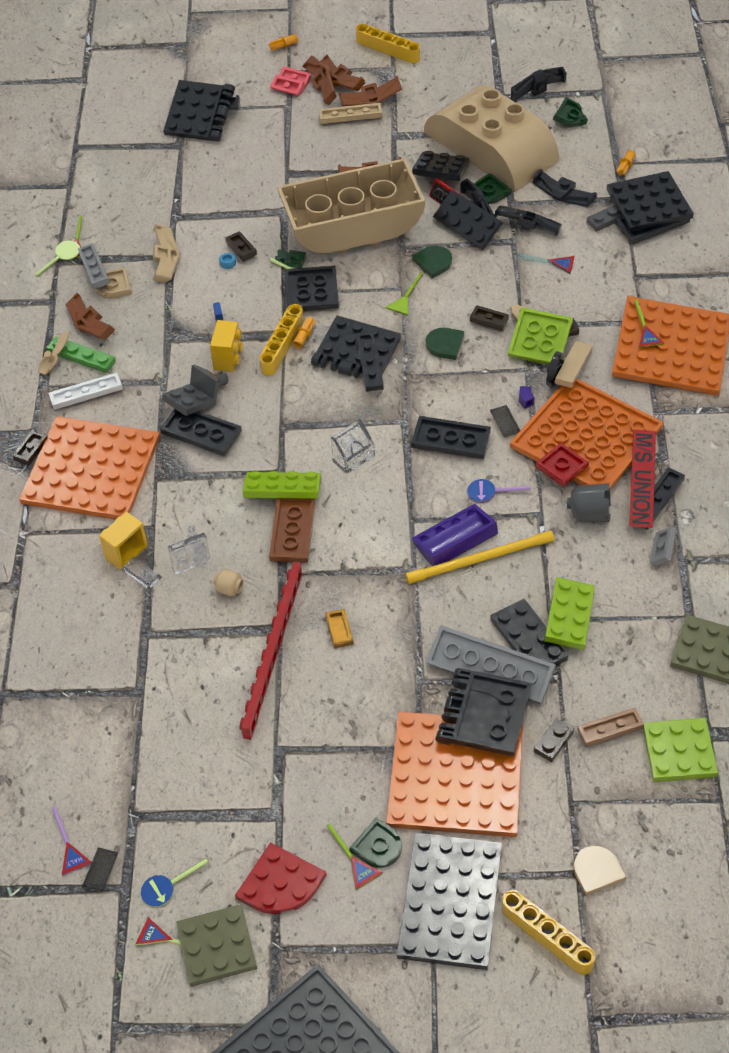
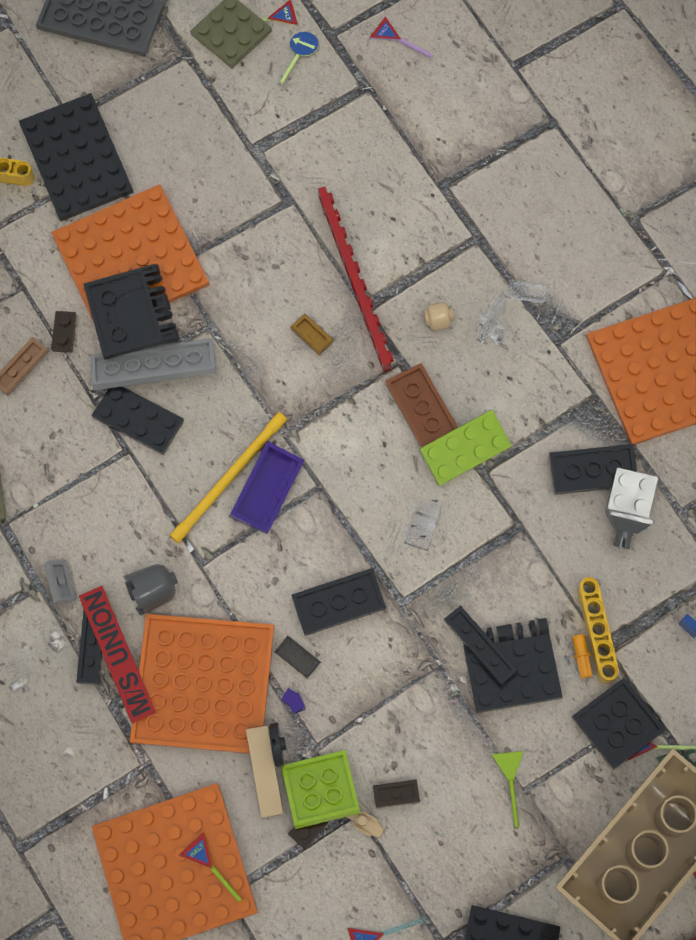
camera: 150 degrees right, 20 degrees up
(100, 869) = (357, 32): clear smoke tile -> none
(123, 540) = (563, 297): yellow piece -> none
(226, 345) = (643, 577): yellow piece -> none
(280, 882) = (214, 99): red plate -> none
(362, 872) = (157, 142): piece -> none
(378, 845) = (157, 167): tile -> none
(433, 260) = (514, 854): dark green tile -> none
(444, 342) = (424, 732): dark green tile -> none
(484, 490) = (270, 558): blue piece -> none
(562, 464) = (204, 621): red tile -> none
(569, 613) = (111, 457): lime plate -> none

